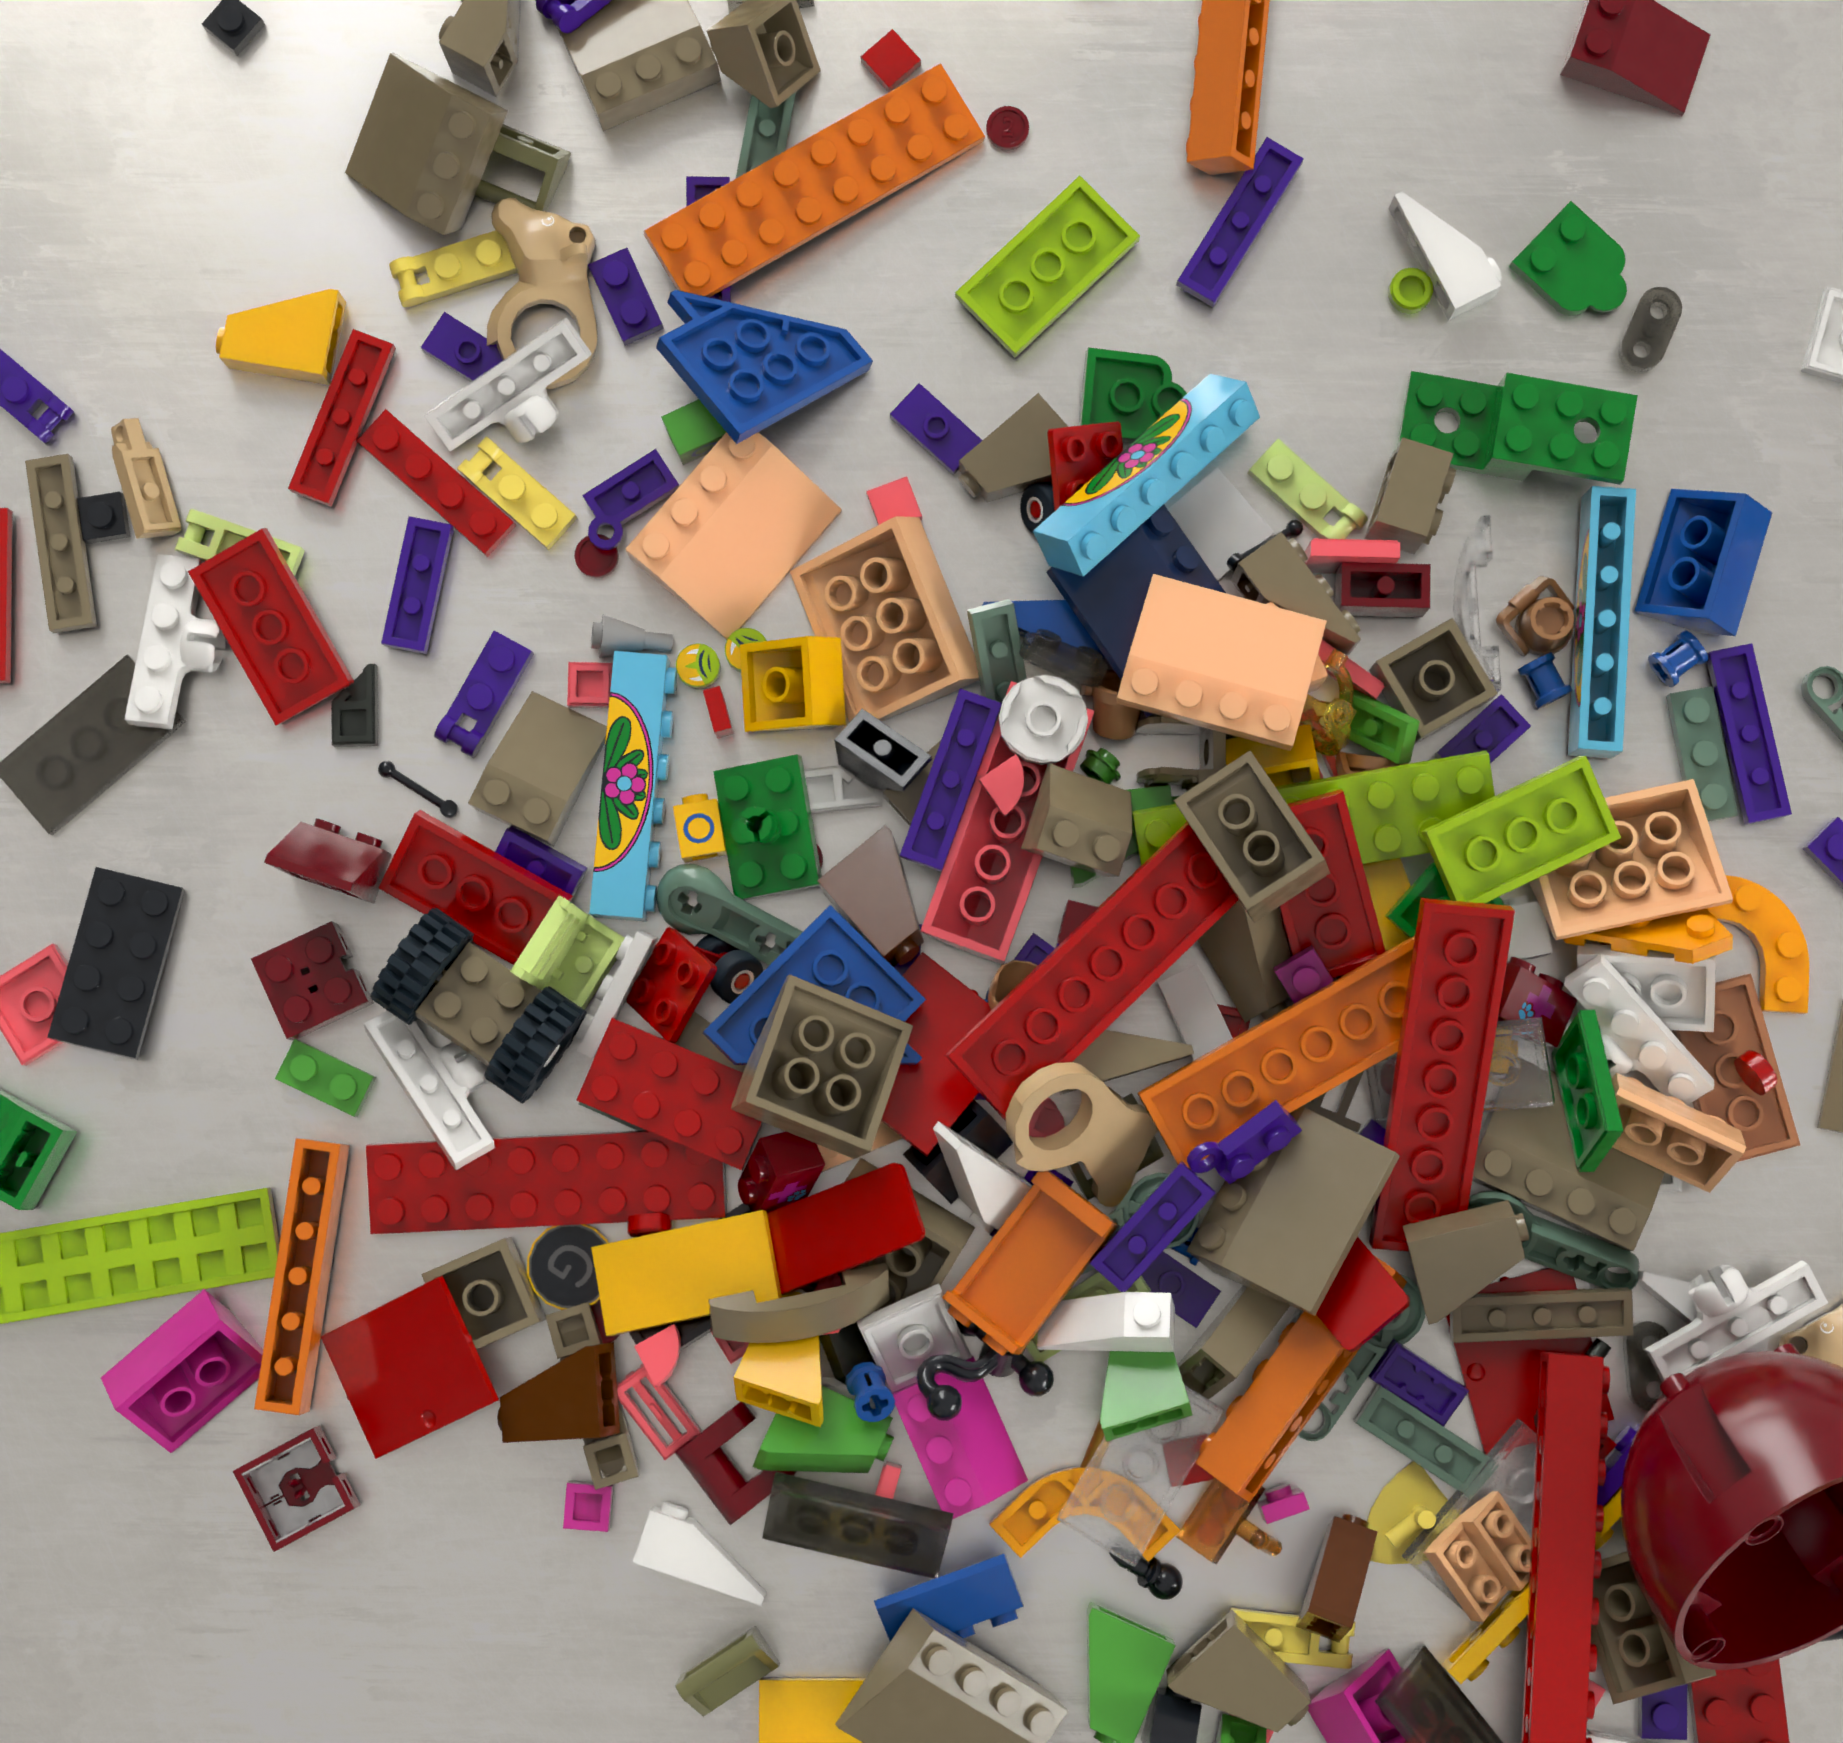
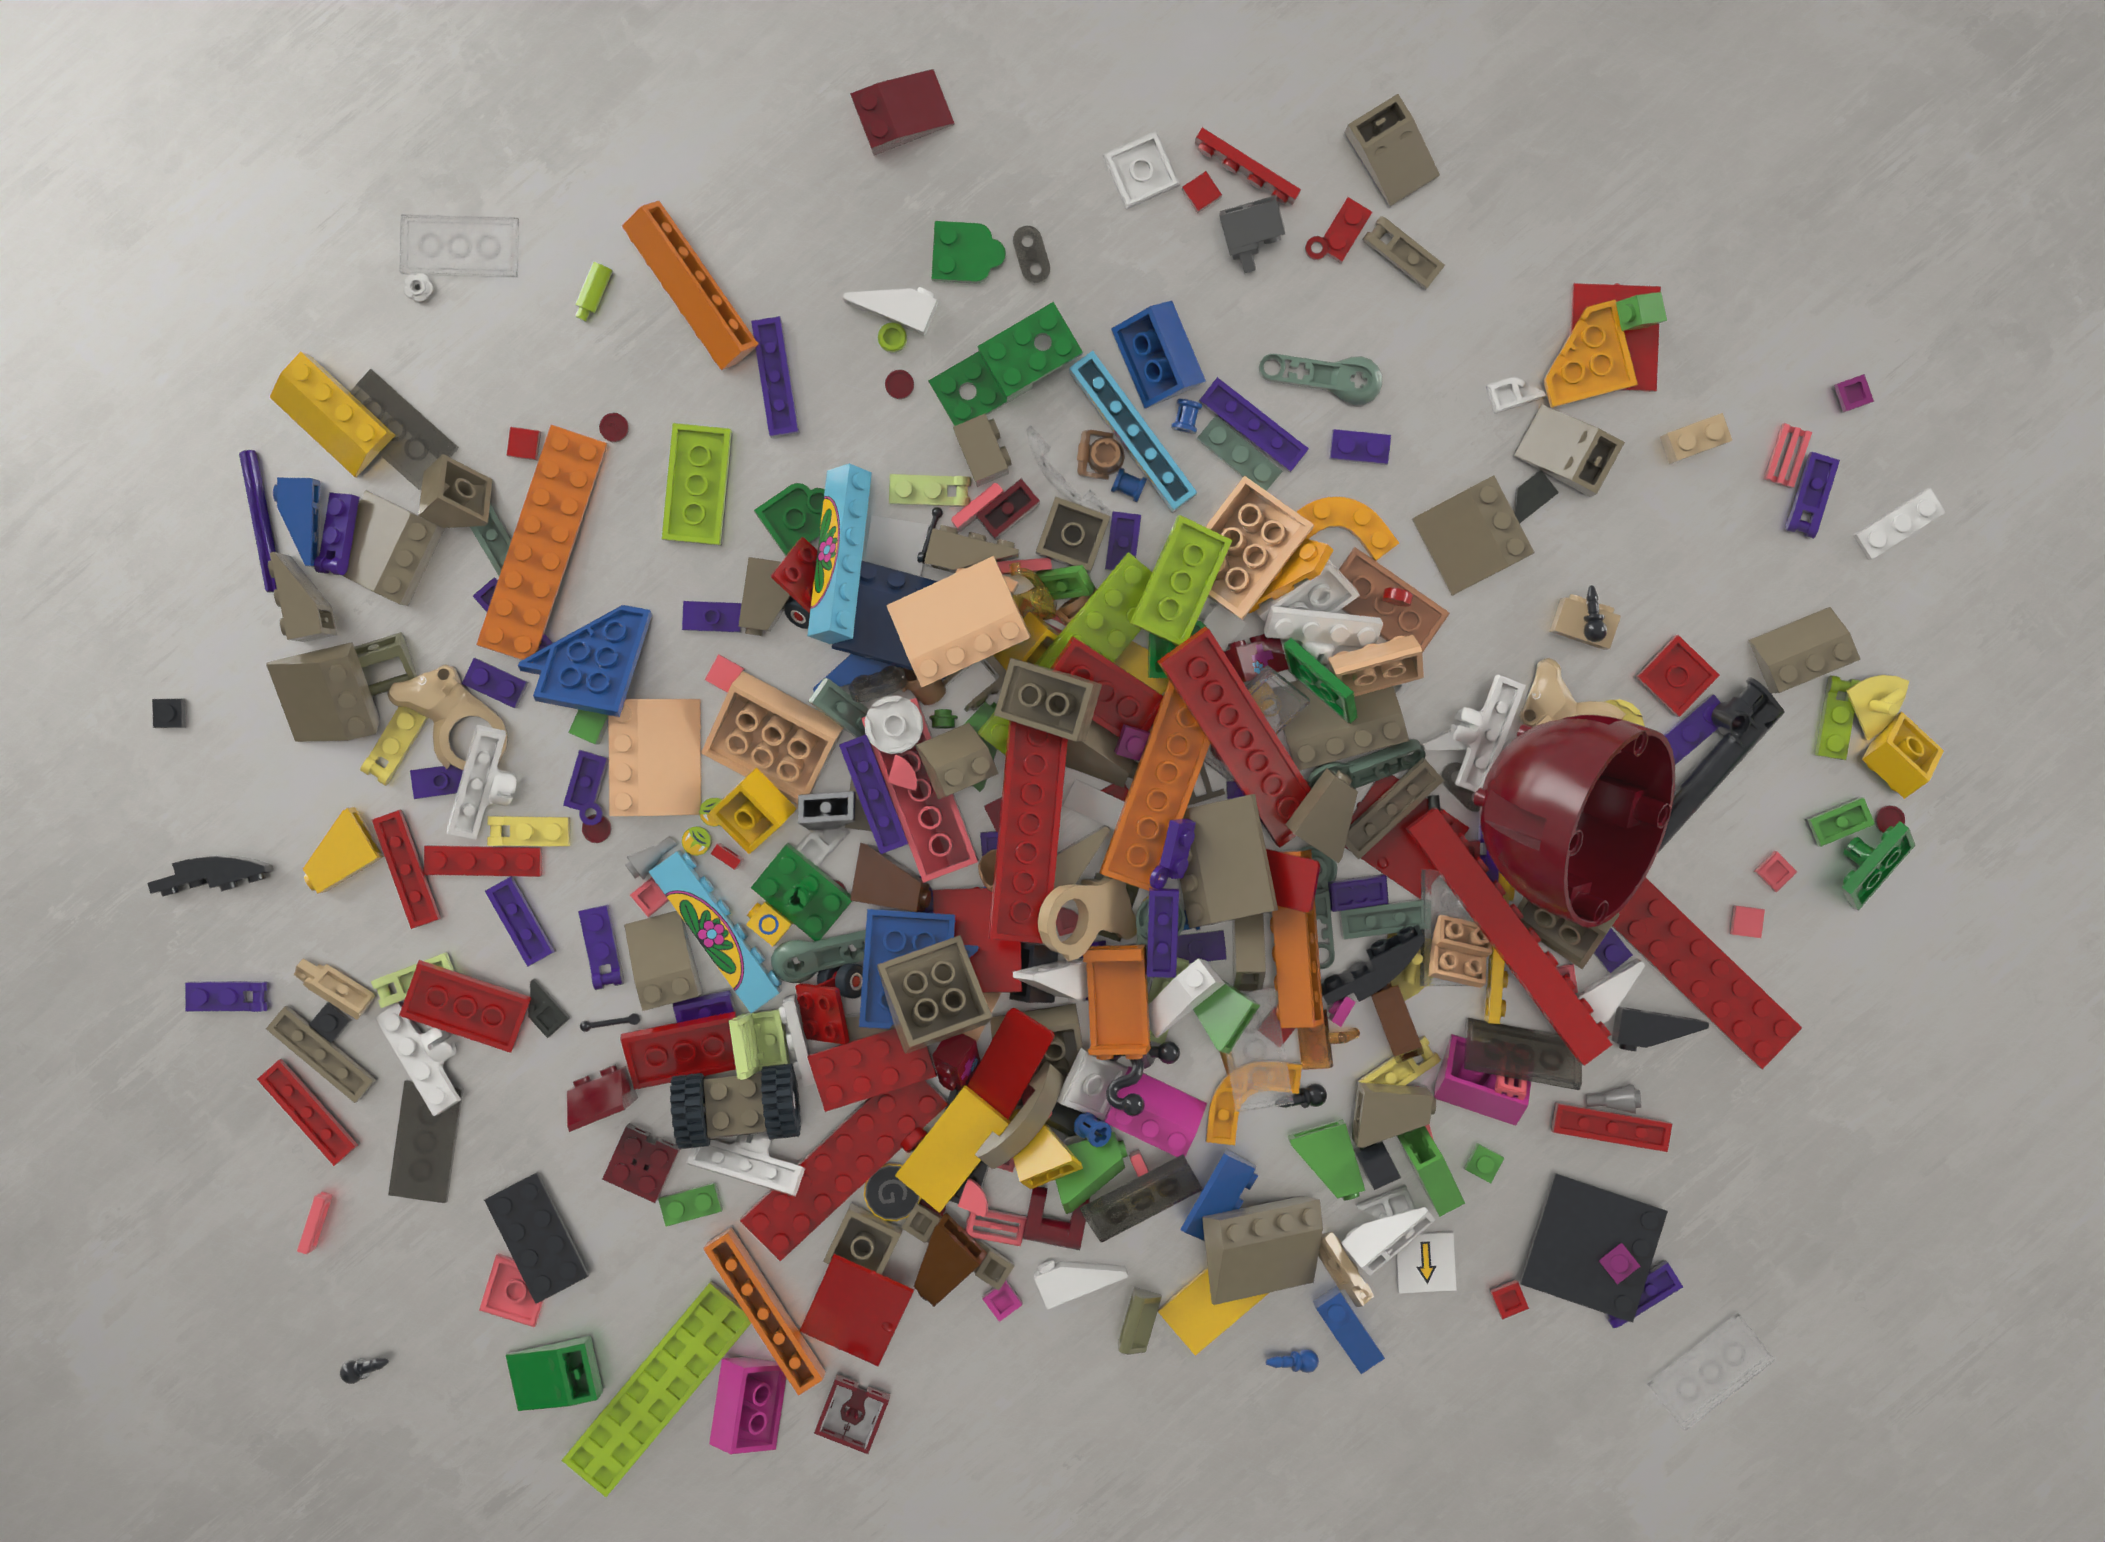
camera: 40 degrees left, 5 degrees up
(123, 233) = (219, 871): none -> black slope
(1373, 349) = (899, 384): none -> dark red piece
(1383, 1494) = (1386, 962): none -> black slope

